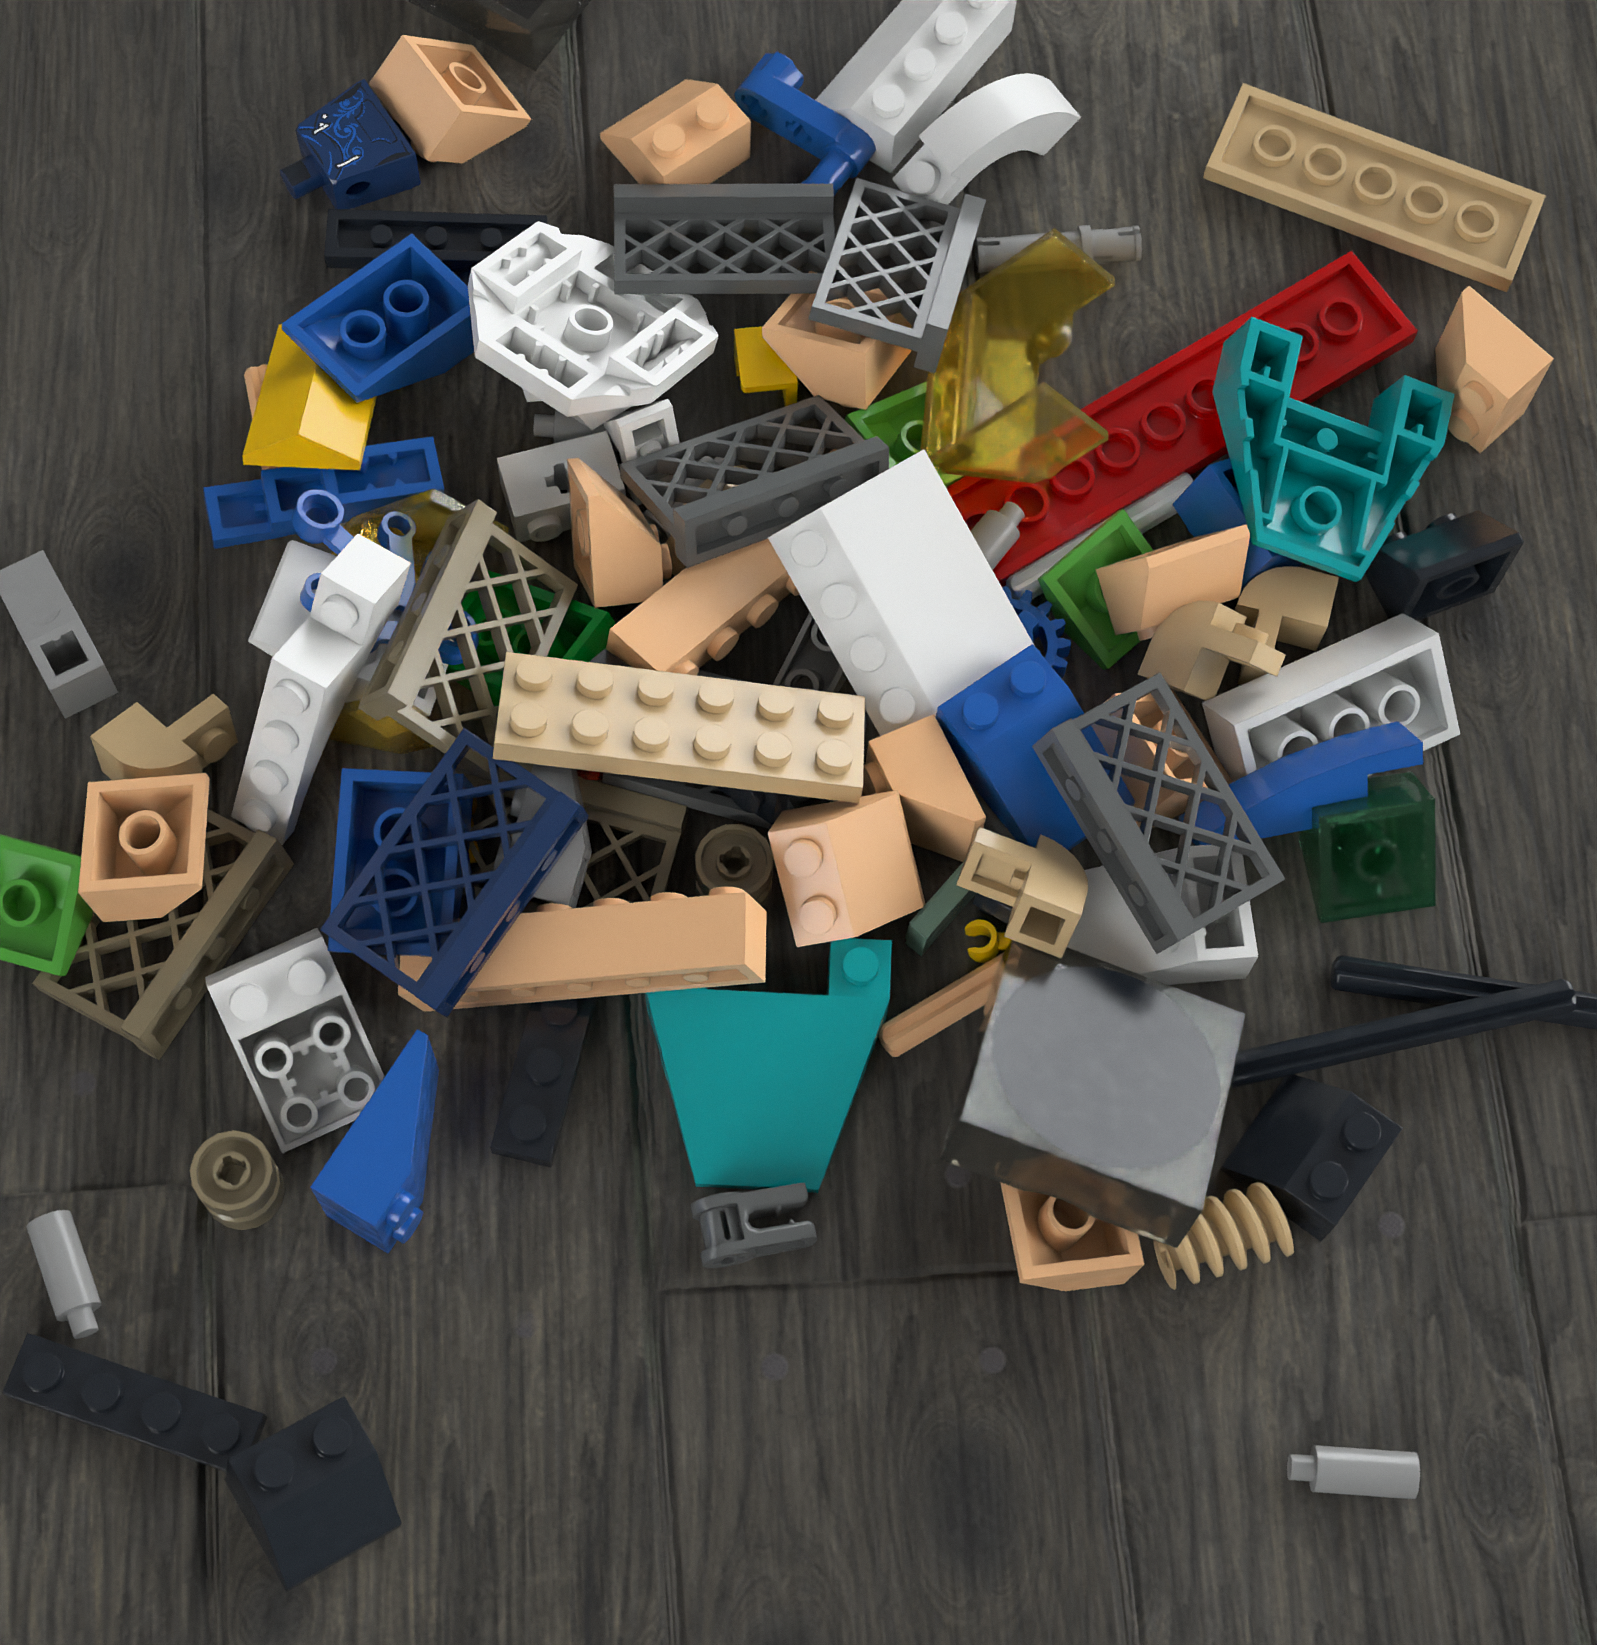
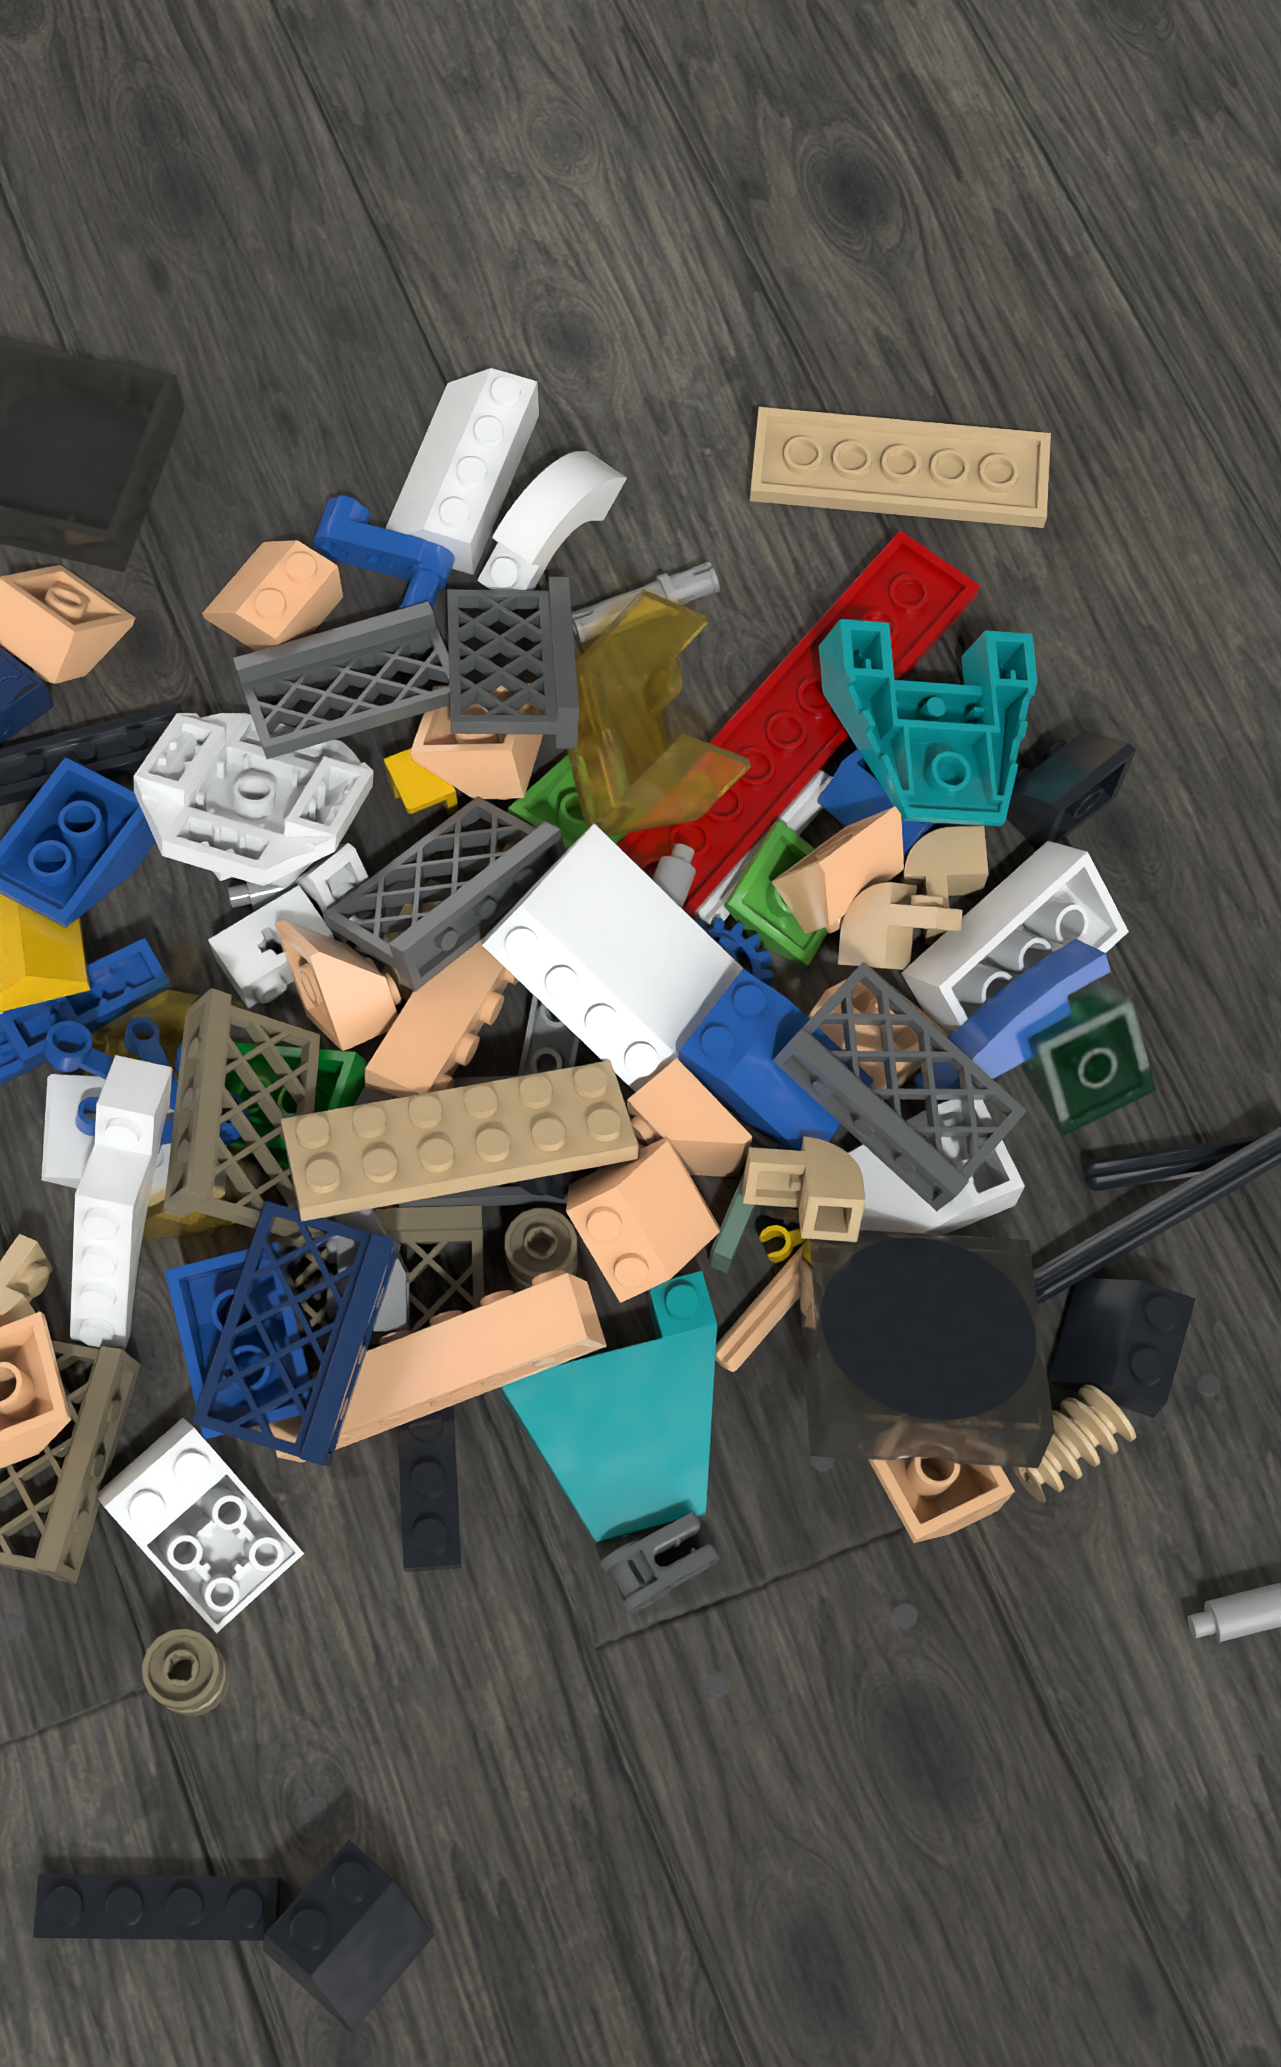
camera: 15 degrees left, 0 degrees up
(65, 1271) = (54, 1806): light grey cylinder -> none
(382, 1161) = (313, 1620): blue slope -> none
(1488, 369) = (1051, 602): light nougat slope -> none

